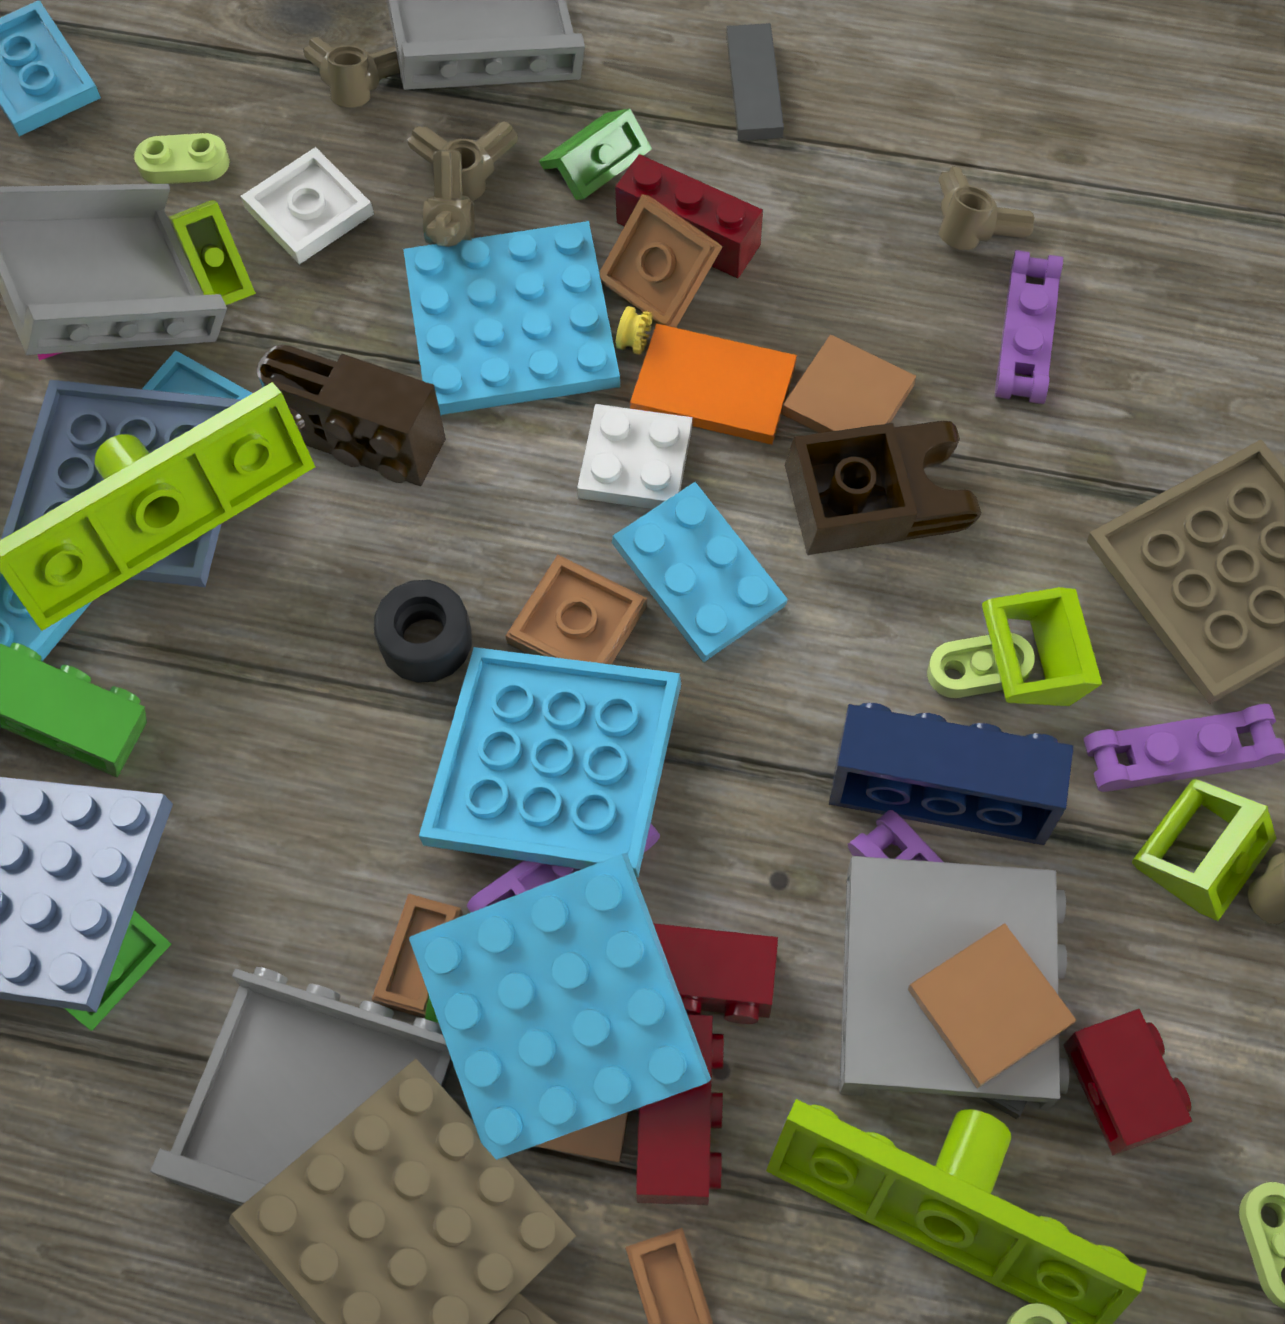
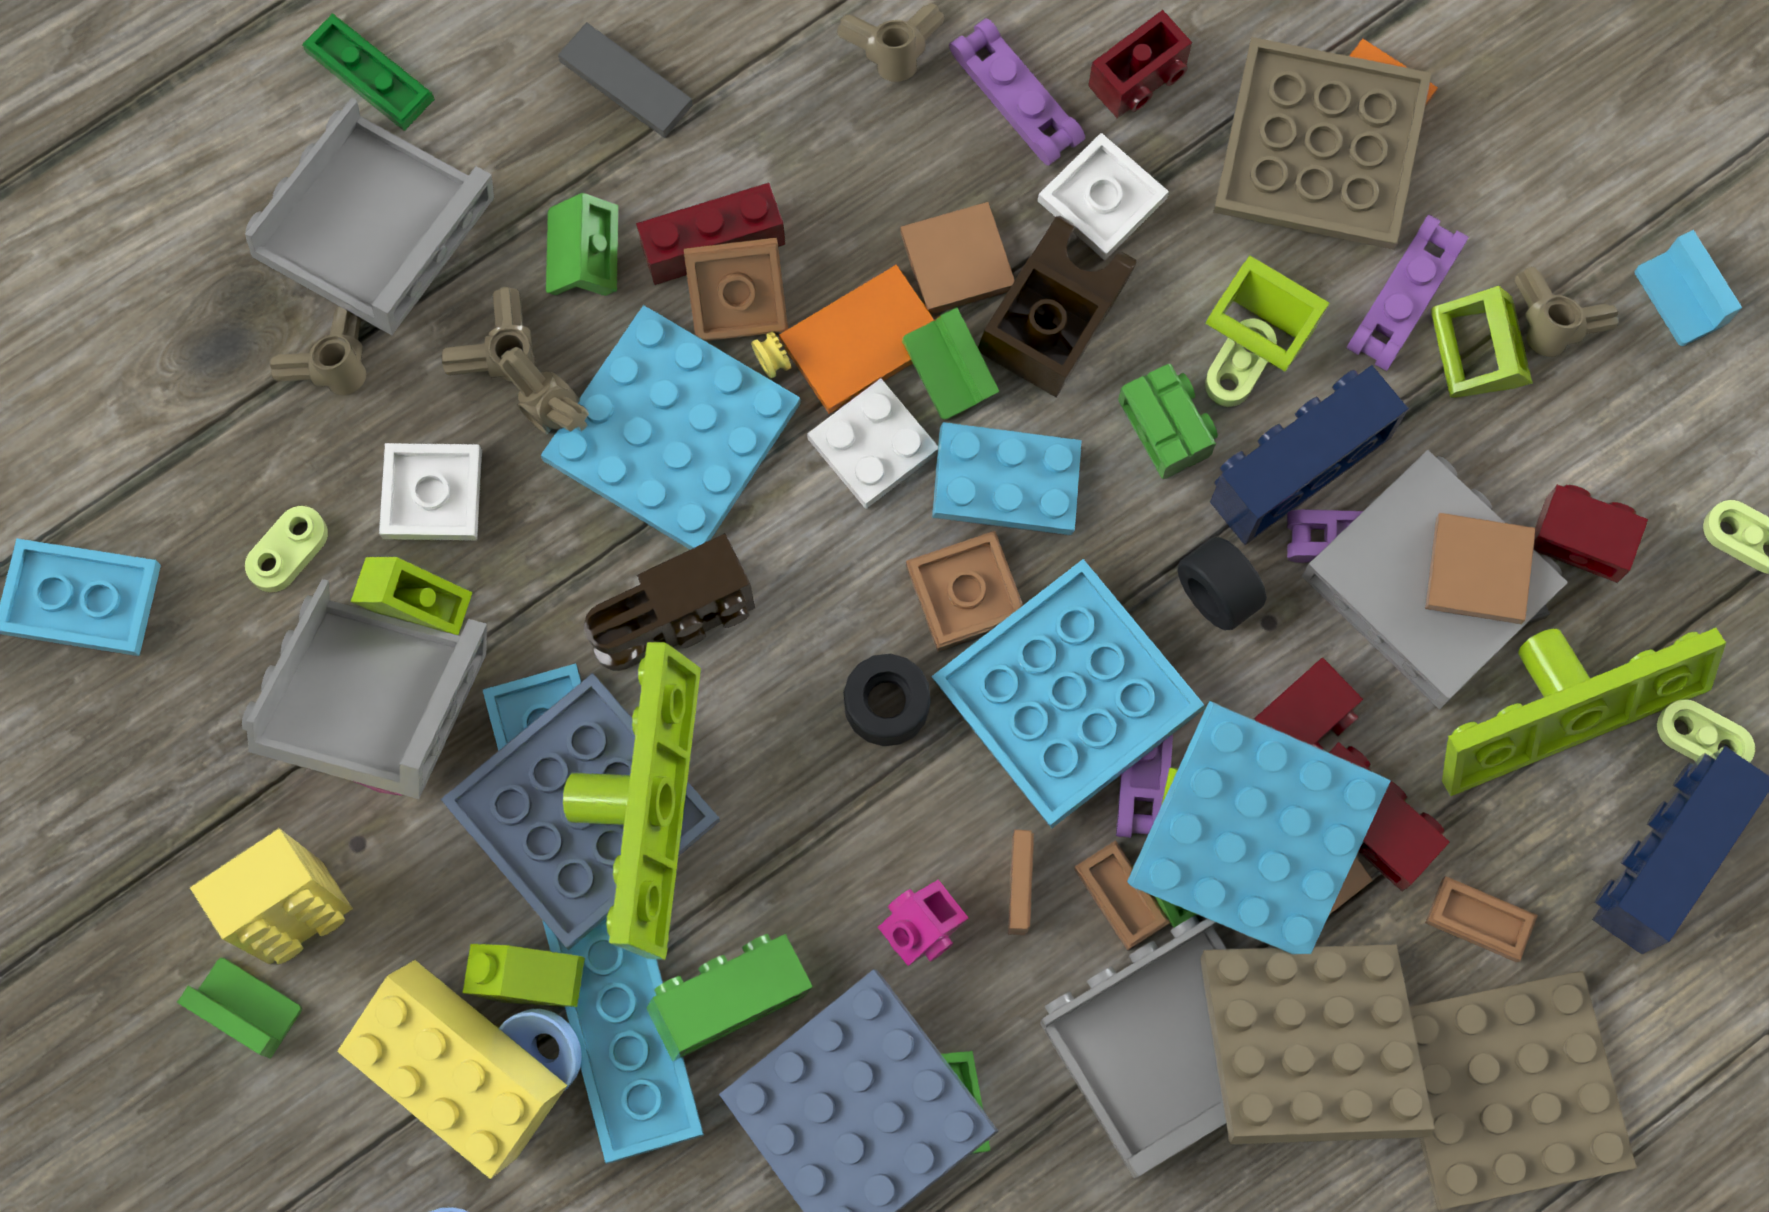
camera: 50 degrees left, 10 degrees up
(245, 807) = (922, 923): none -> dark pink brick
(352, 859) = (1020, 882): none -> medium nougat tile
(751, 453) = (950, 364): none -> bright green panel
(765, 800) = (1222, 583): none -> black tyre
(870, 647) = (1168, 420): none -> bright green brick
(1011, 450) = (1103, 196): none -> white plate
(1146, 382) = (1140, 65): none -> dark red brick

